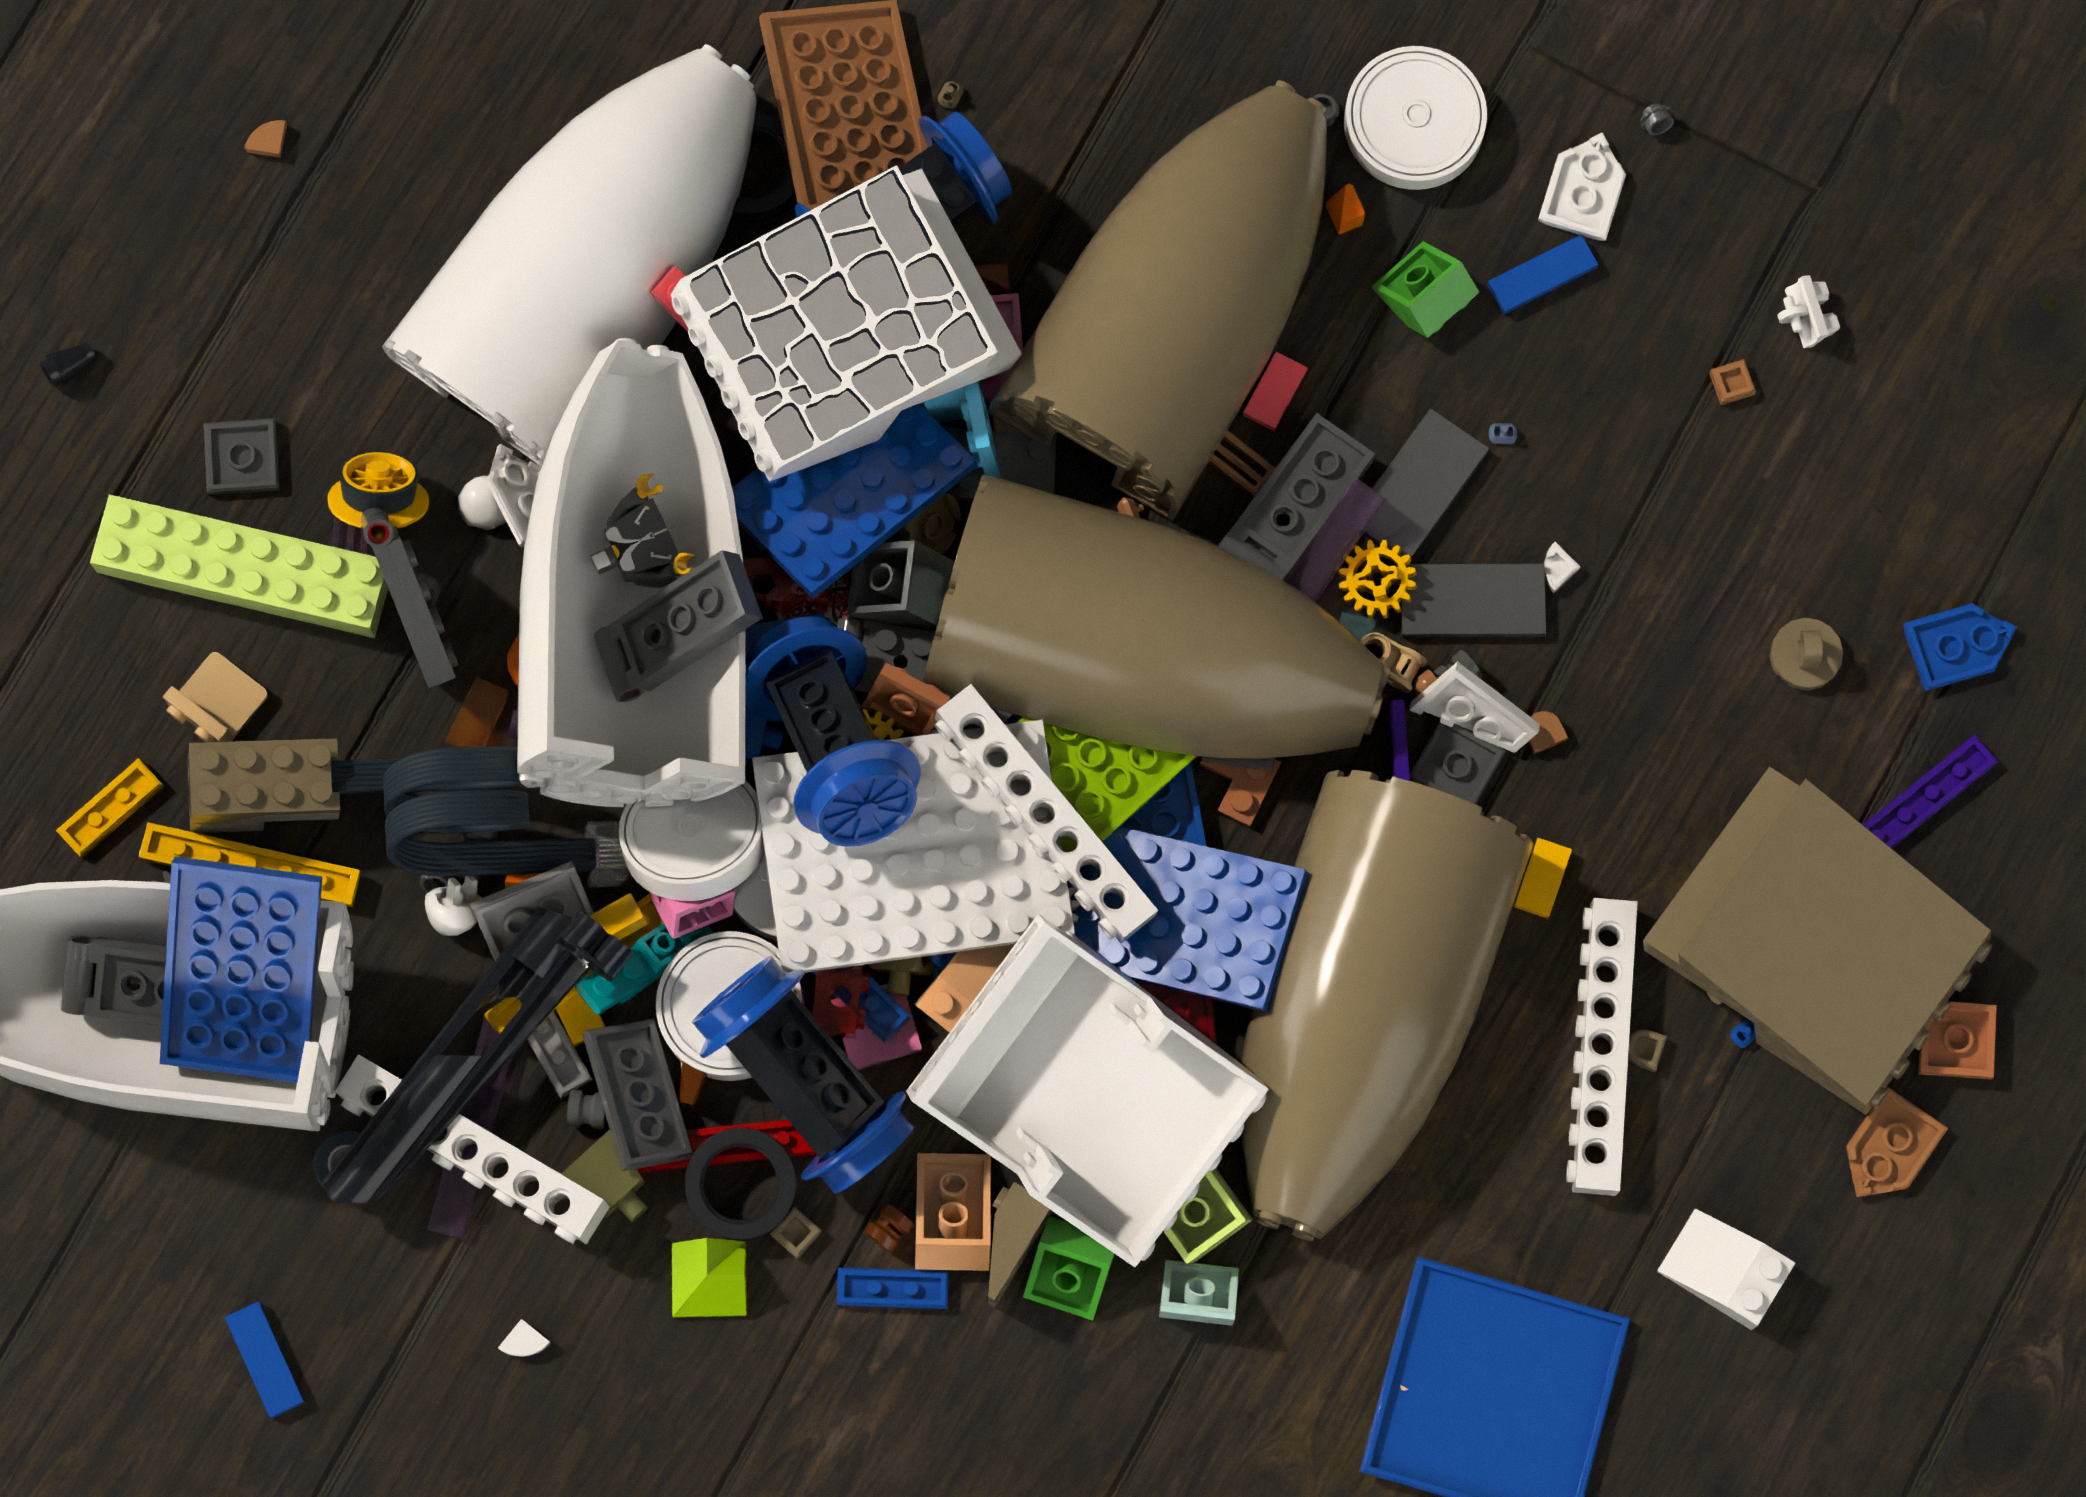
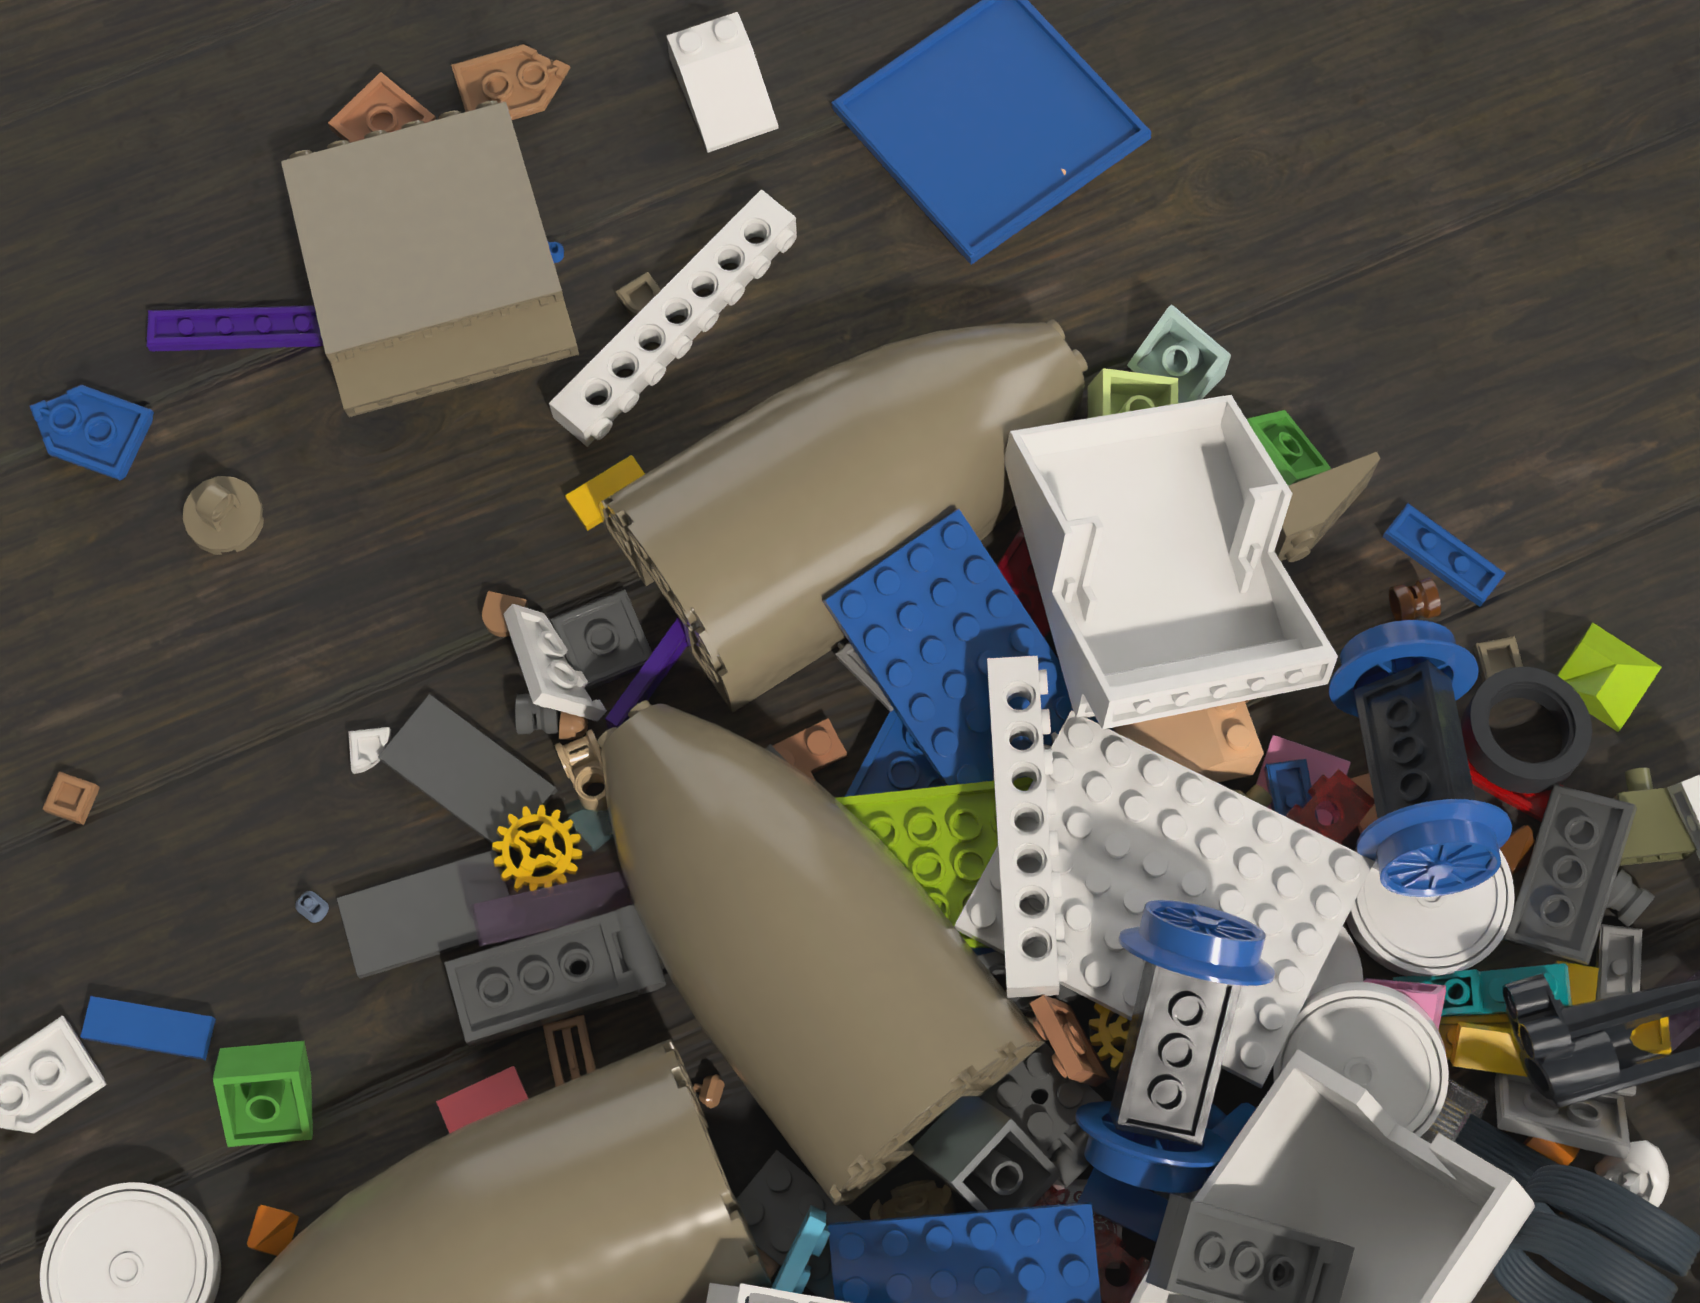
camera: 140 degrees left, 5 degrees down
(953, 1212) = (1350, 573): light nougat slope -> none

